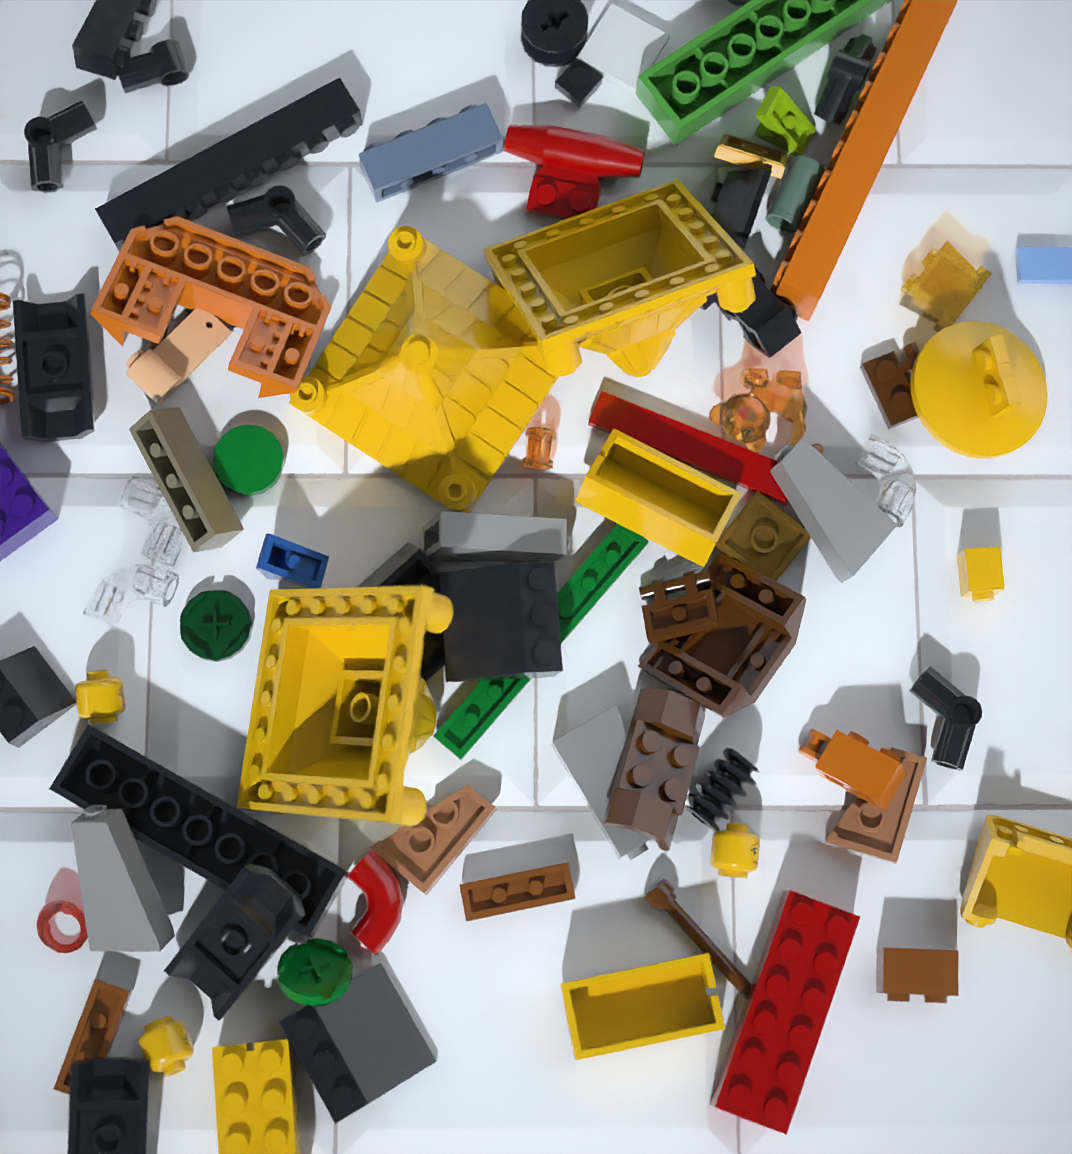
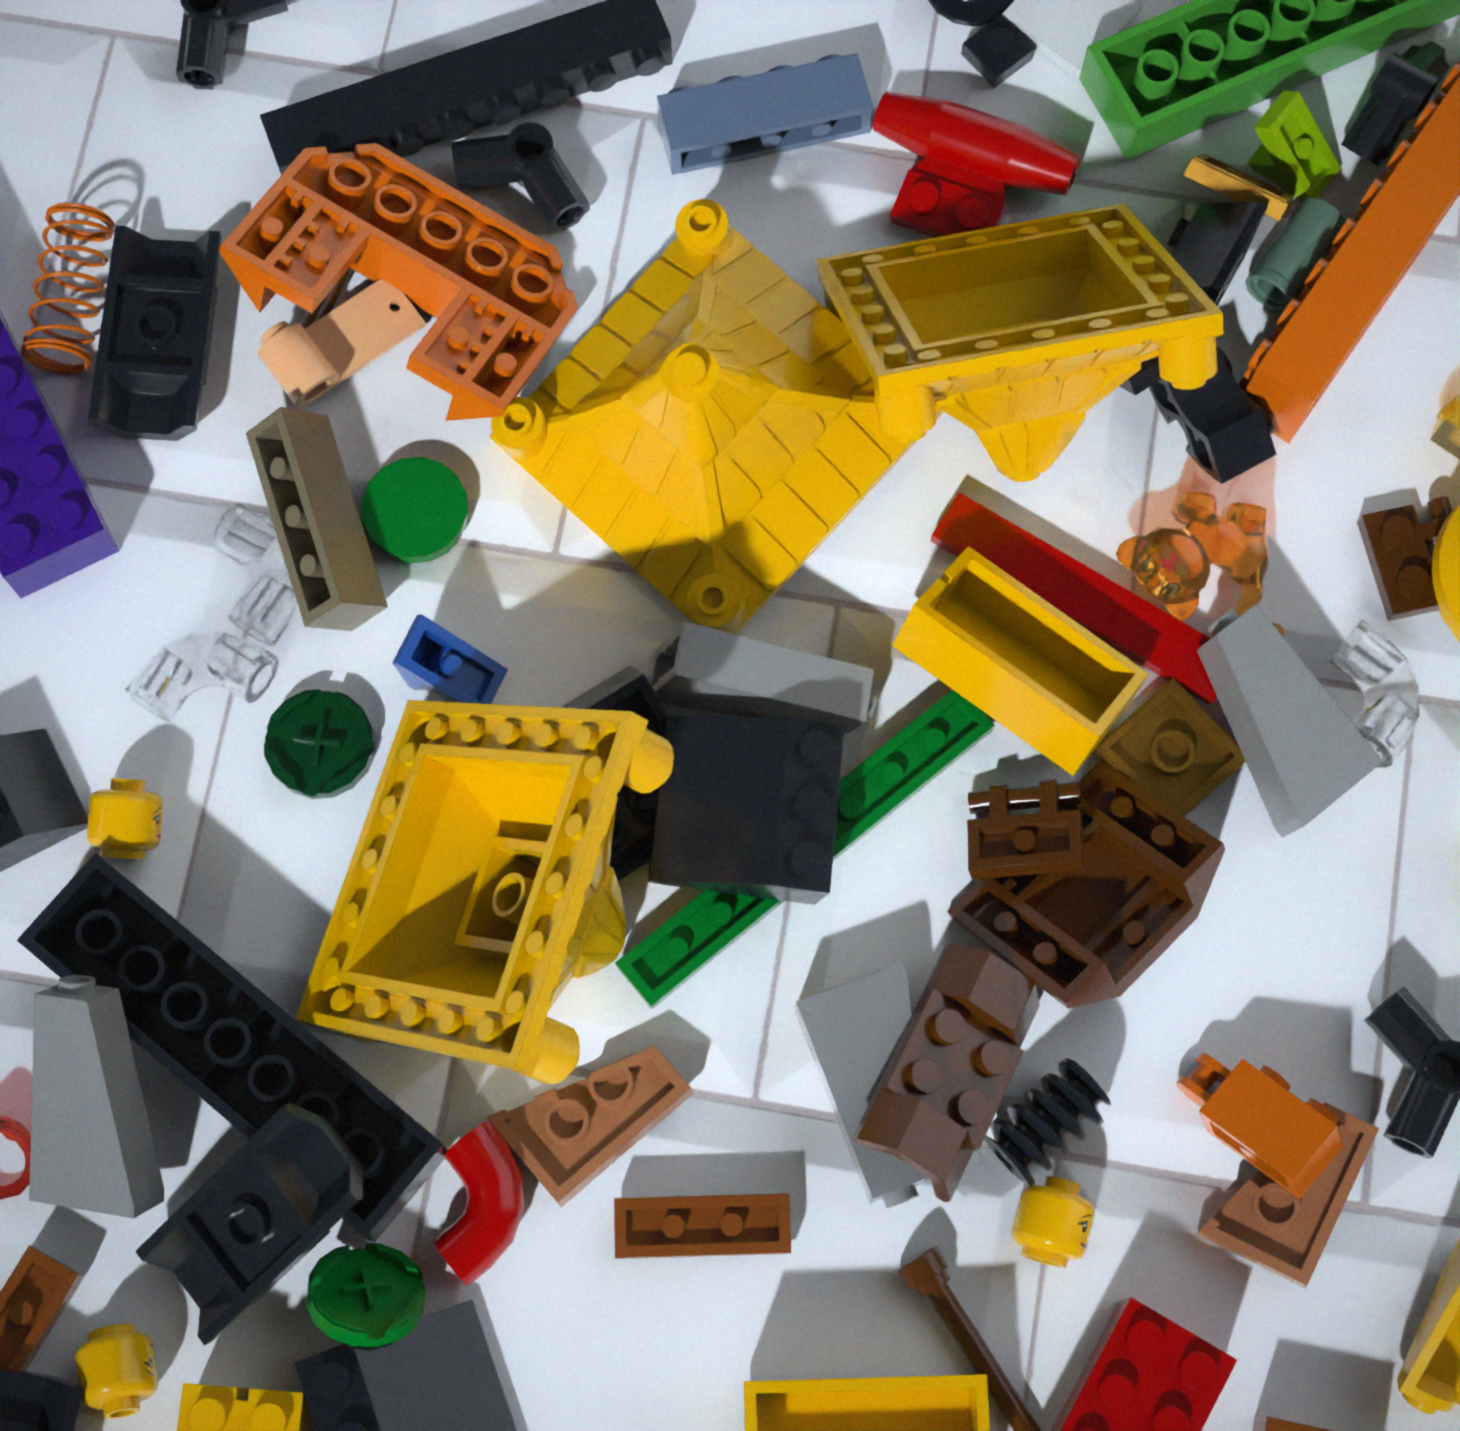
camera: 15 degrees right, 5 degrees down
(539, 448) = (851, 561): clear orange bush -> none

